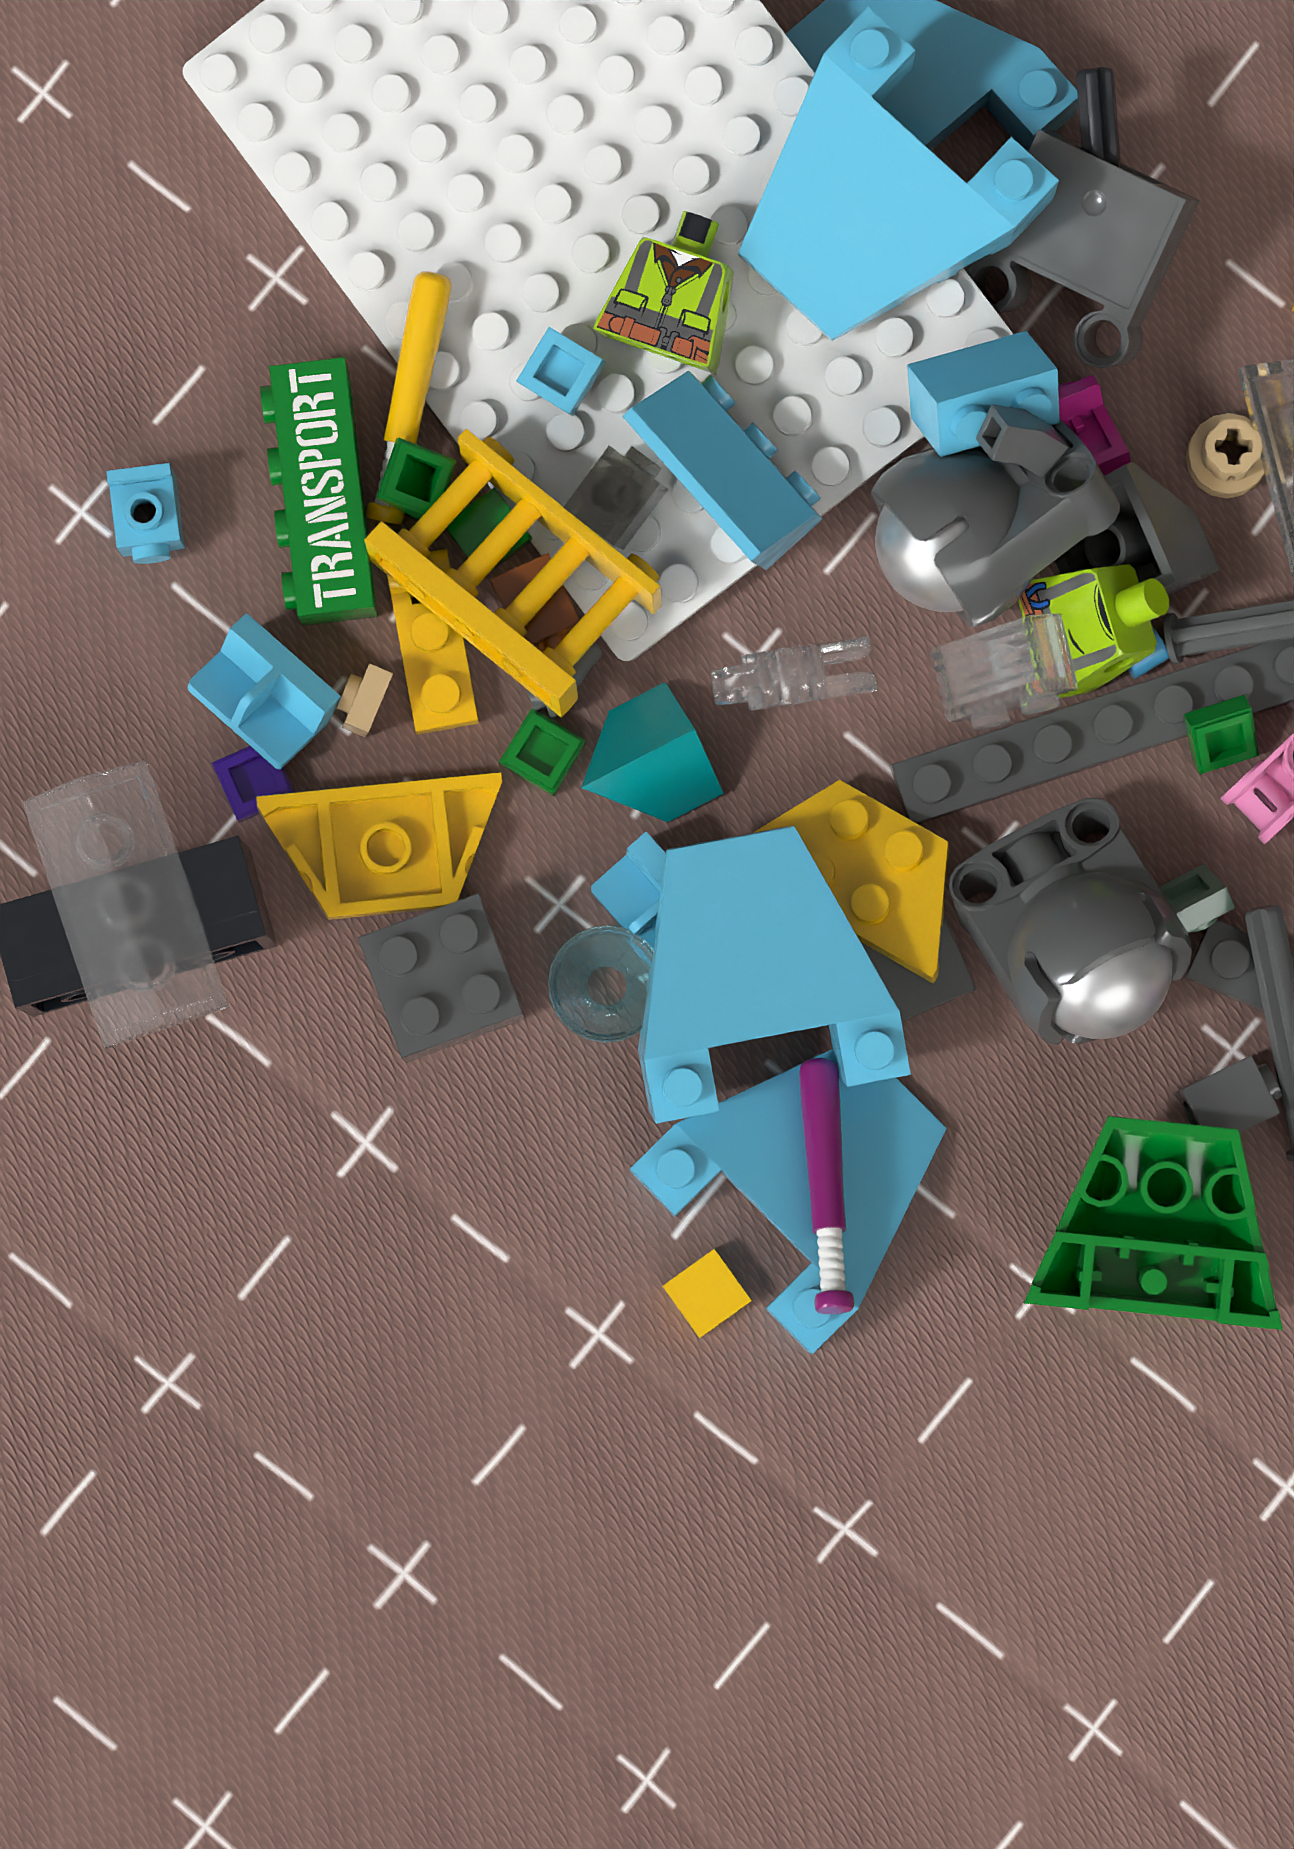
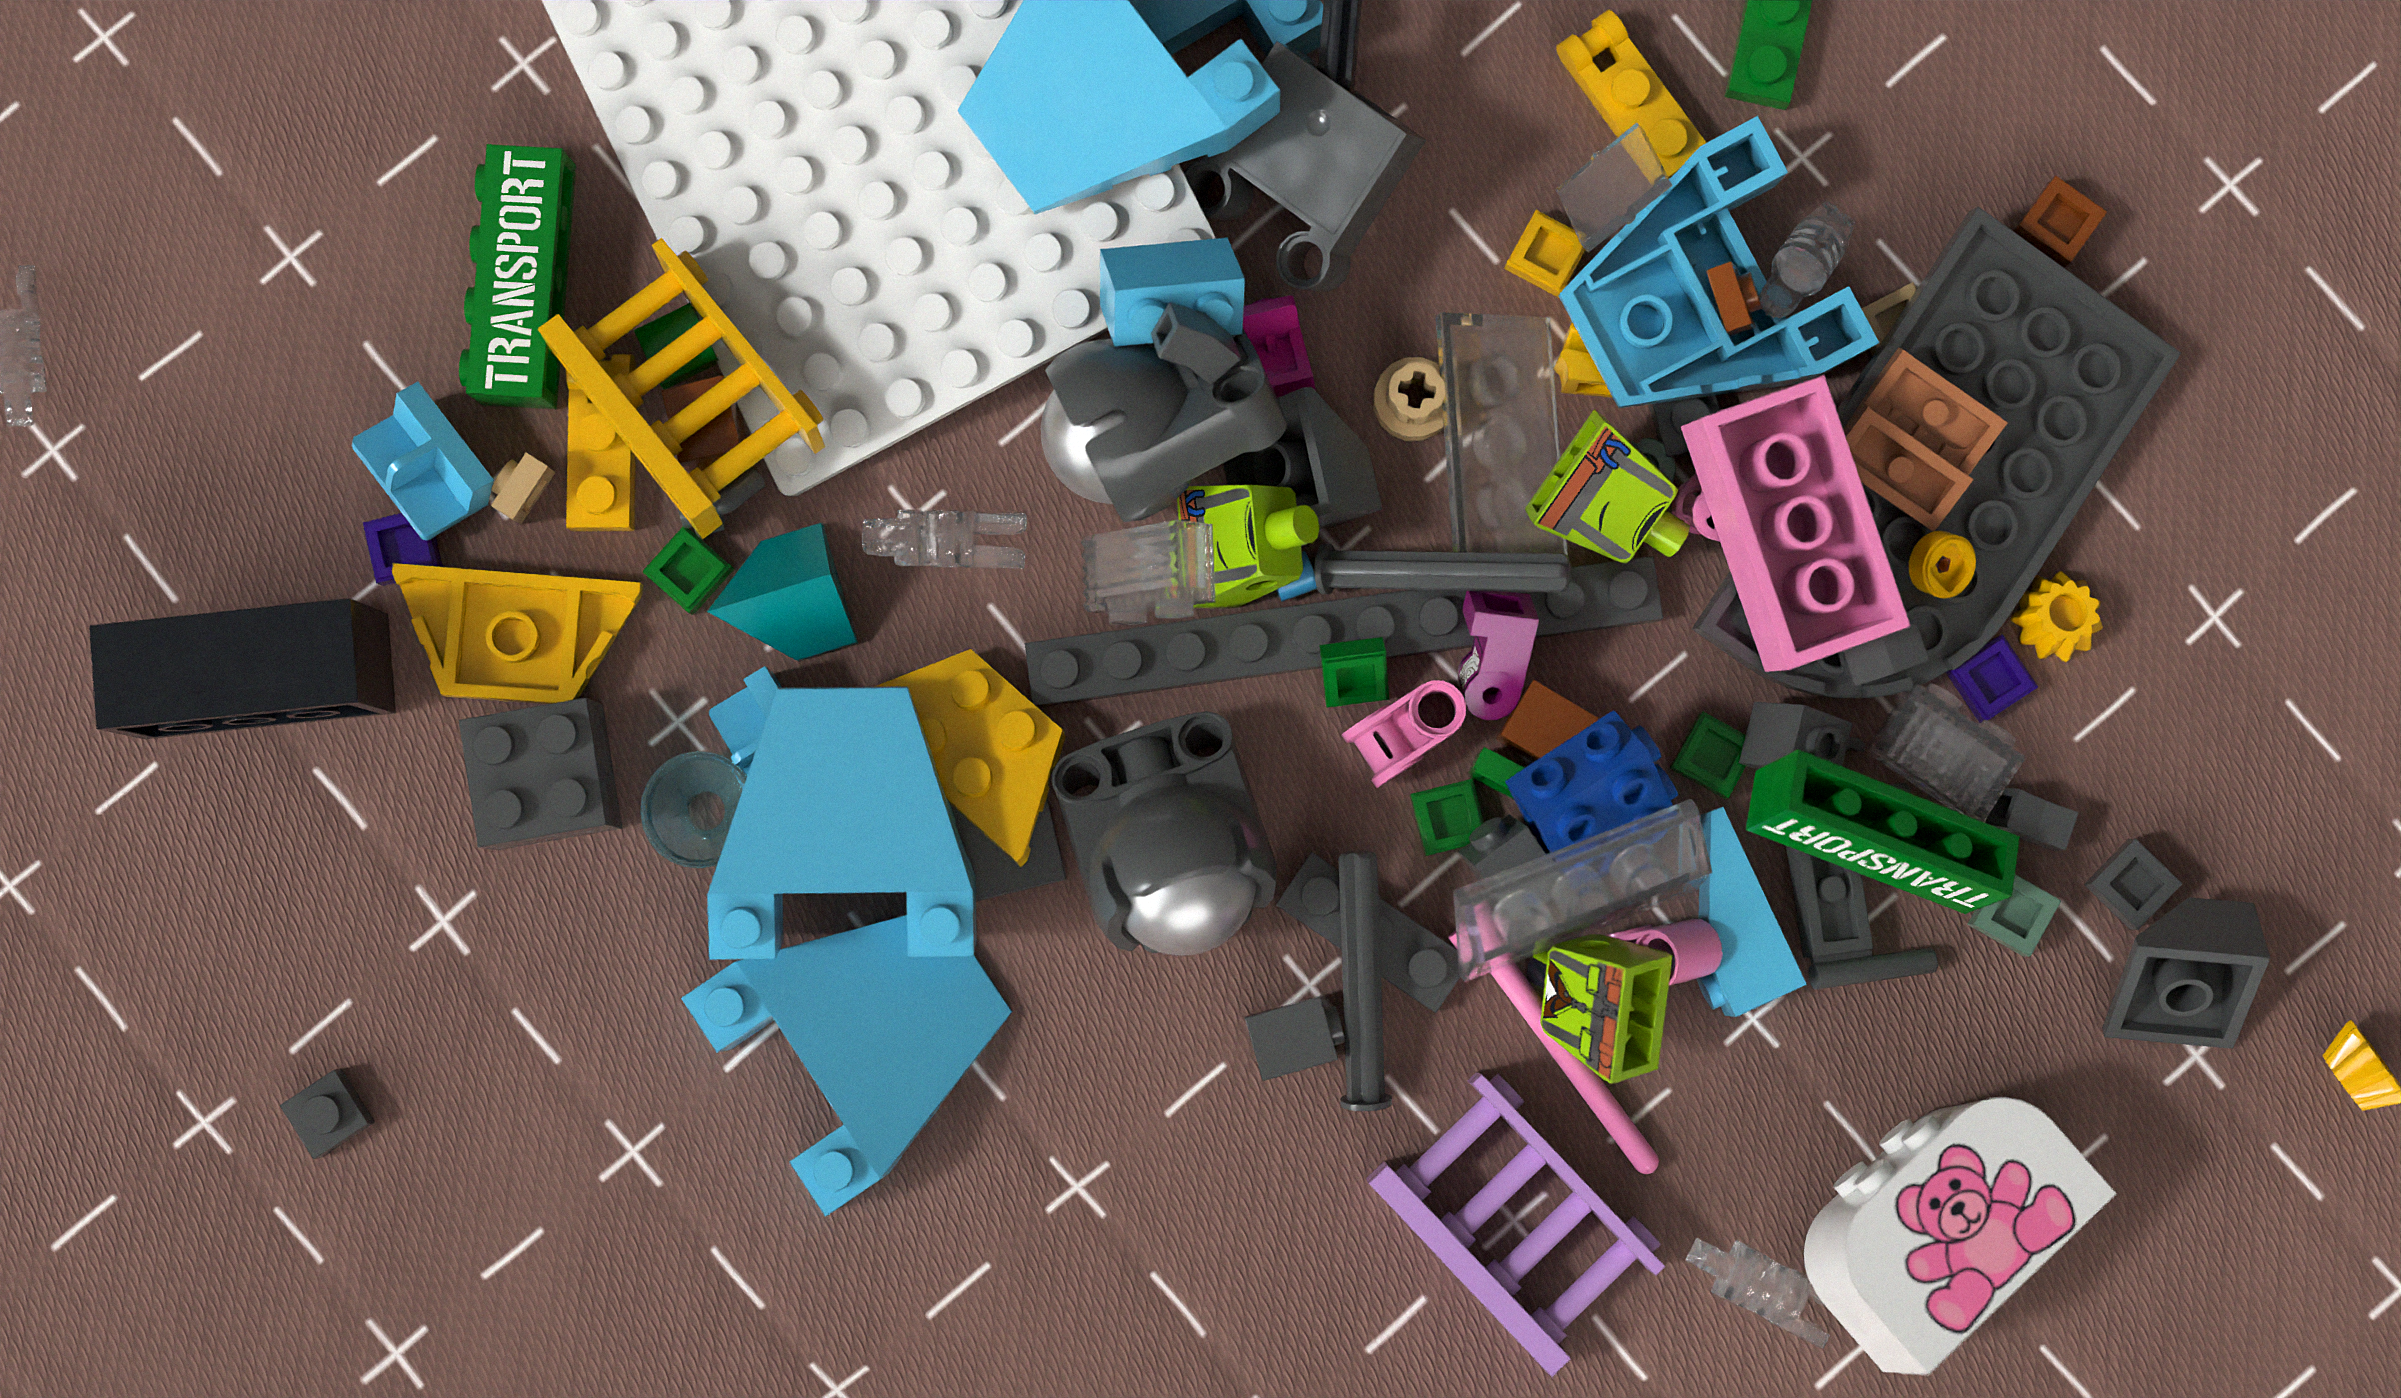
camera: 15 degrees right, 0 degrees up
(125, 903) = (223, 645): clear slope -> none
(144, 485) = (365, 278): medium azure brick -> none
(291, 1350) = (327, 1113): none -> dark grey plate
(414, 371) = (629, 178): yellow piece -> none
(415, 478) = (609, 277): green slope -> none
(561, 371) = (768, 199): medium azure plate -> none
(617, 495) = (797, 330): clear smoke brick -> none
(672, 297) = (887, 144): torso -> none
(706, 1293) = (744, 1132): yellow tile -> none
(726, 467) = (903, 320): medium azure slope -> none
(825, 1175) = (873, 1038): magenta piece -> none
(1161, 1229) = (1196, 1154): green wedge -> none
(1198, 898) = (1296, 831): sand green plate -> none

